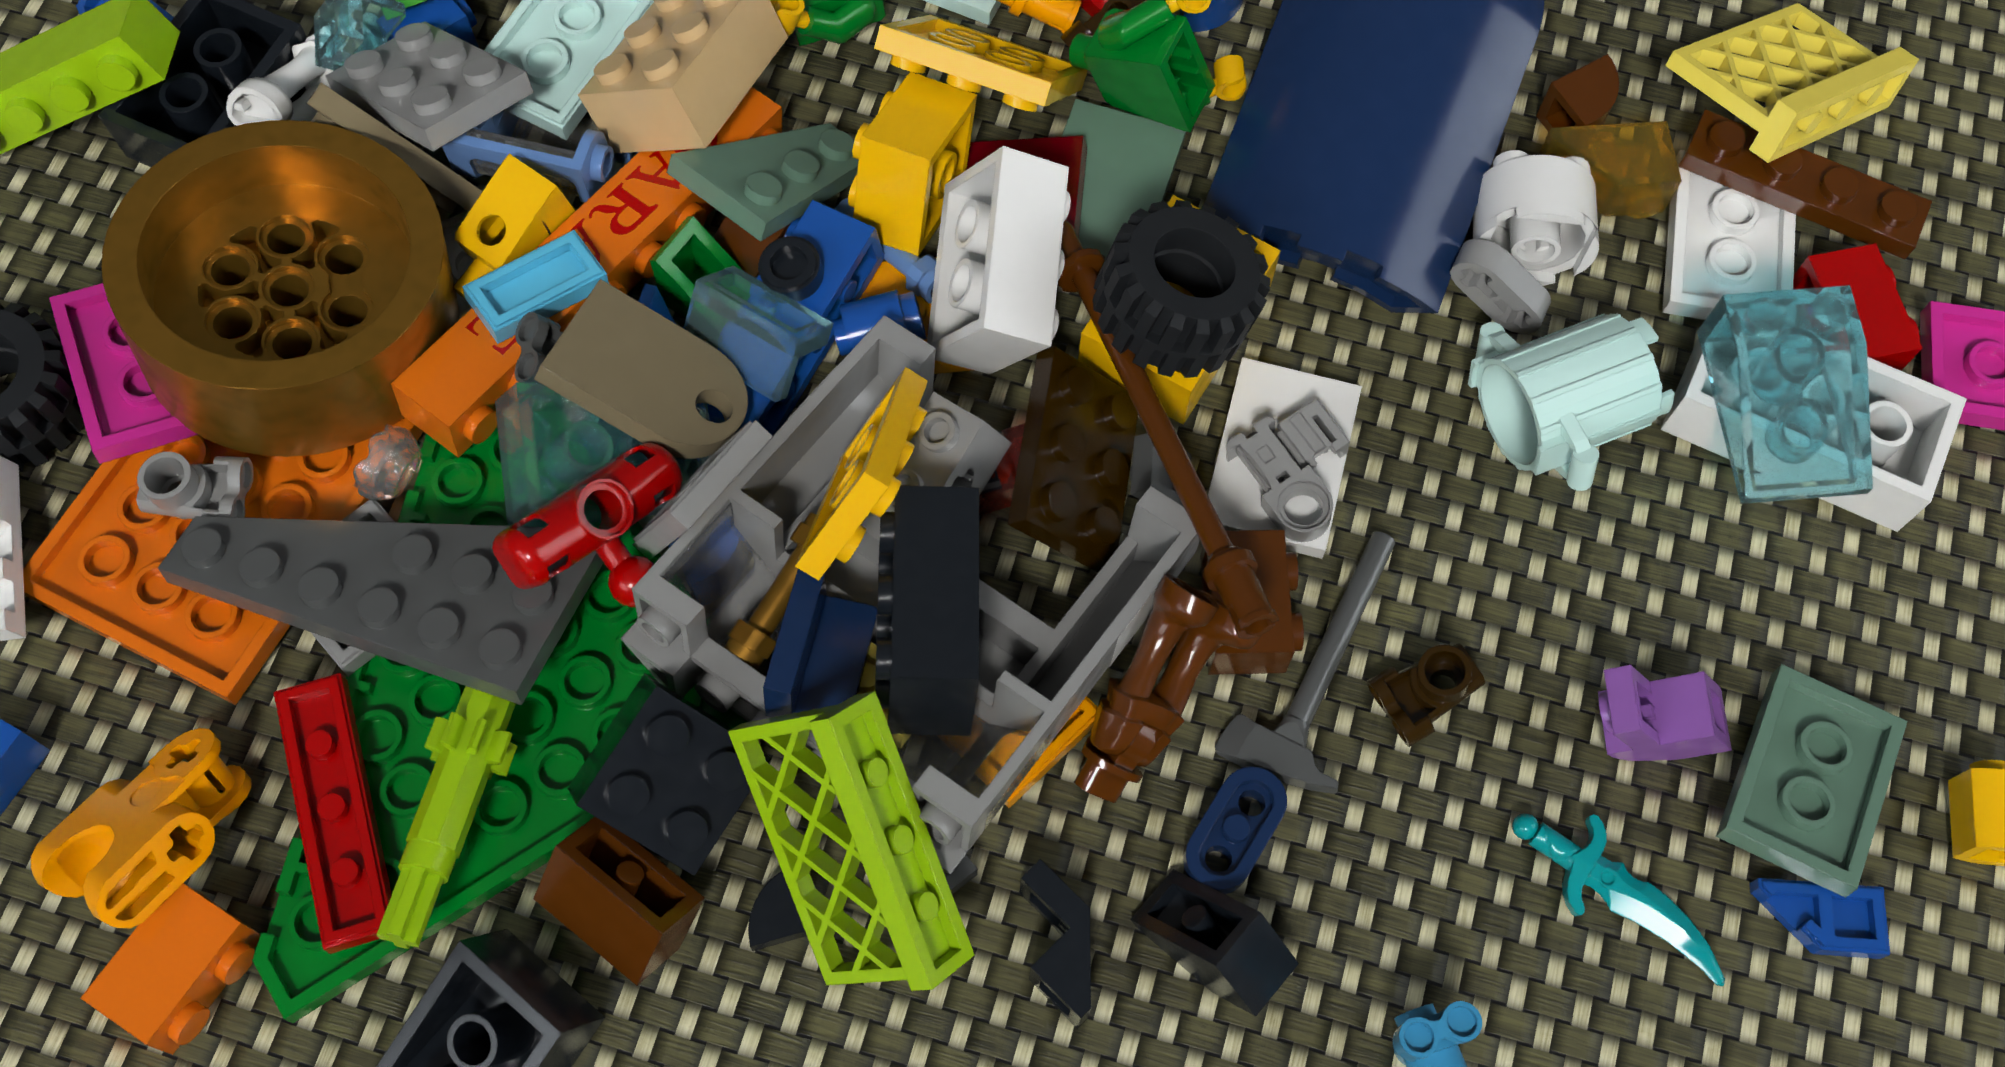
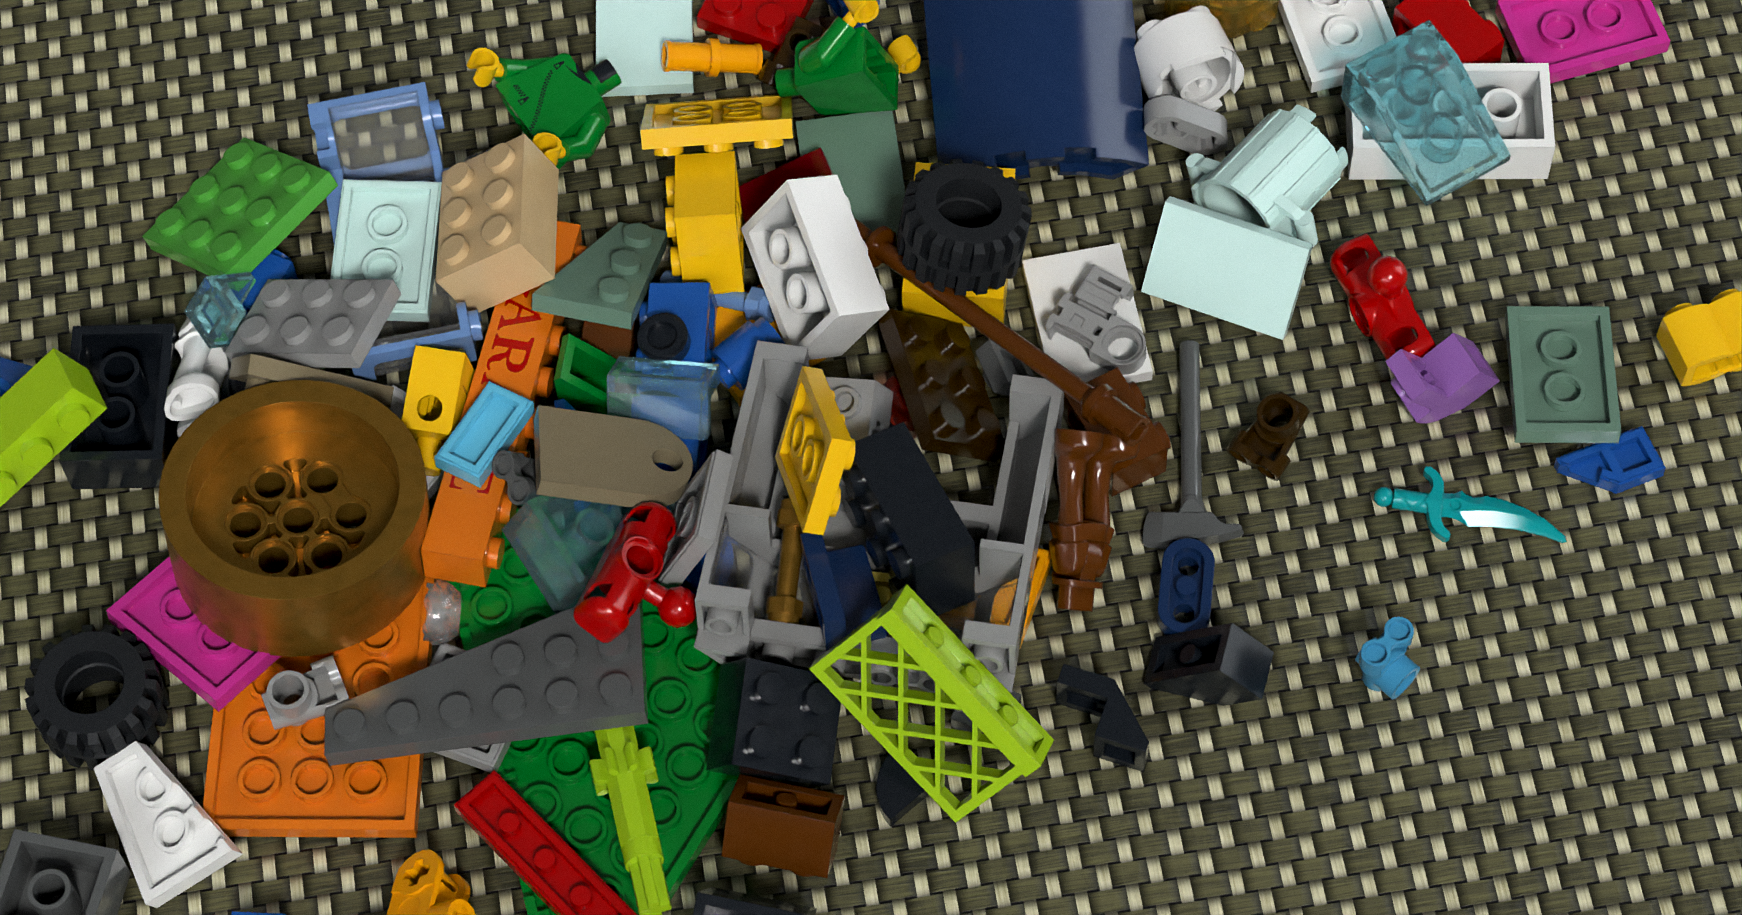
camera: 20 degrees left, 5 degrees down
(1469, 469) = (1226, 267): none -> light aqua tile
(1633, 587) = (1380, 297): none -> red piece

